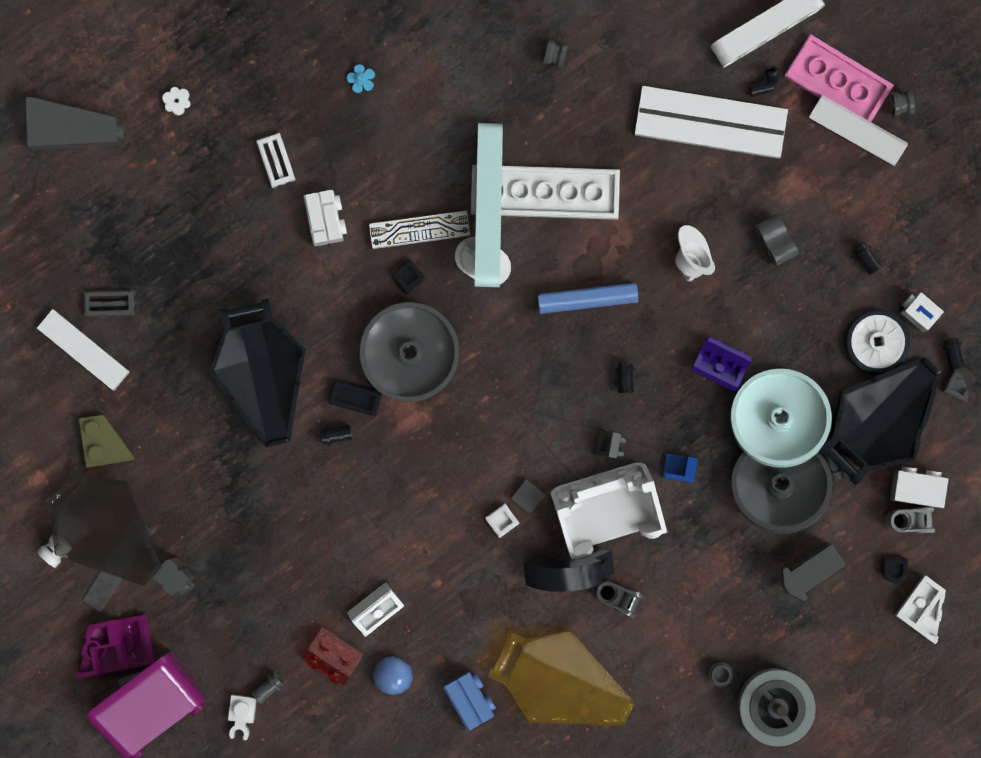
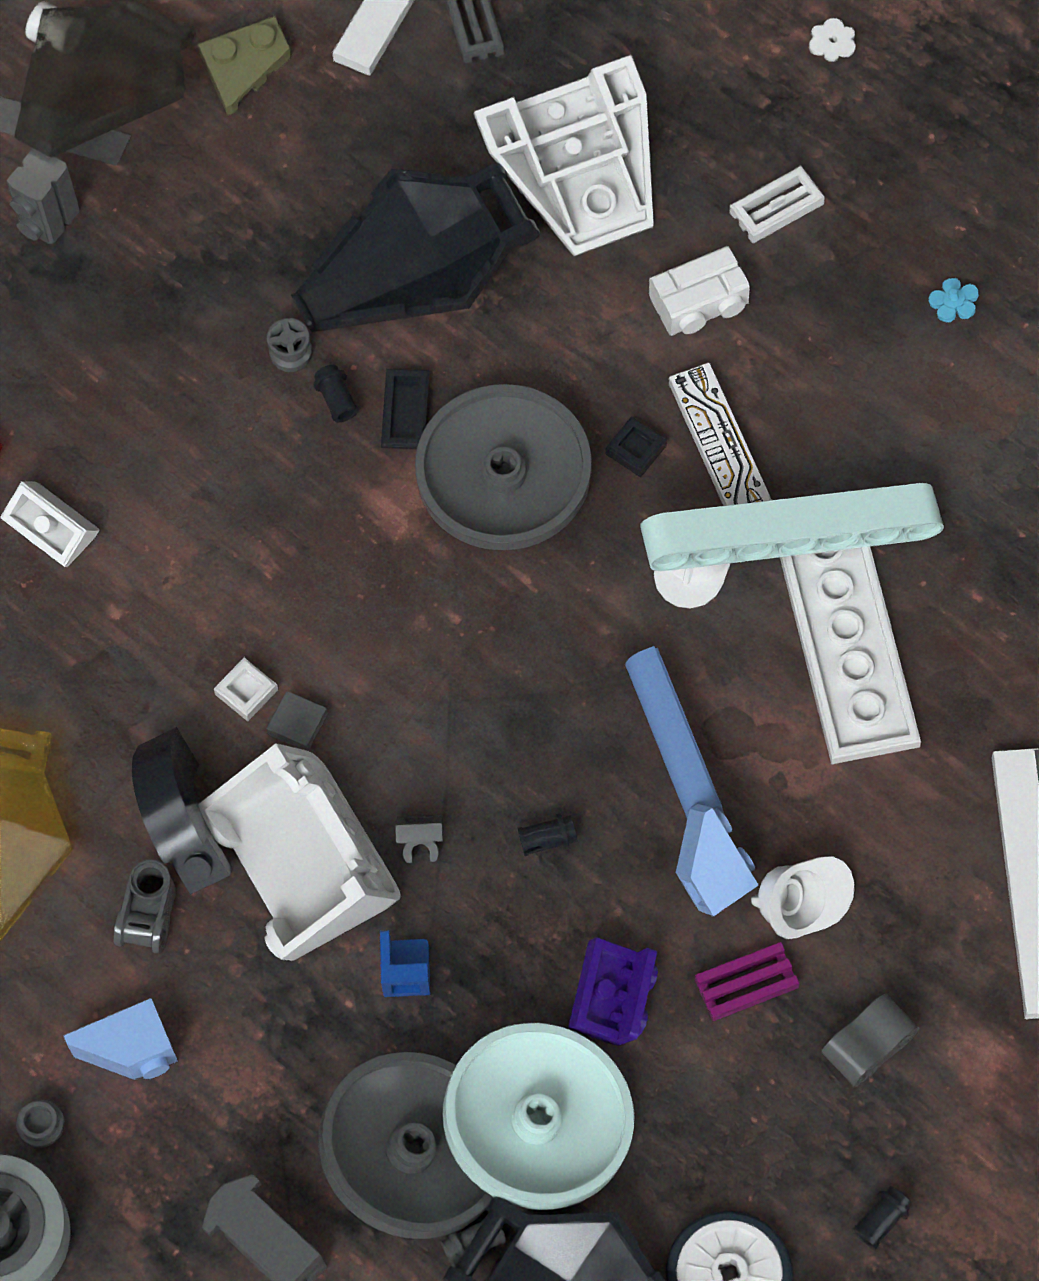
camera: 80 degrees right, 20 degrees down
(219, 264) = (579, 155): none -> white wedge
(295, 454) = (287, 334): none -> dark grey wheel
(666, 297) = (711, 864): none -> light blue slope
(690, 621) = (125, 1043): none -> light blue slope
(725, 273) = (742, 964): none -> magenta tile

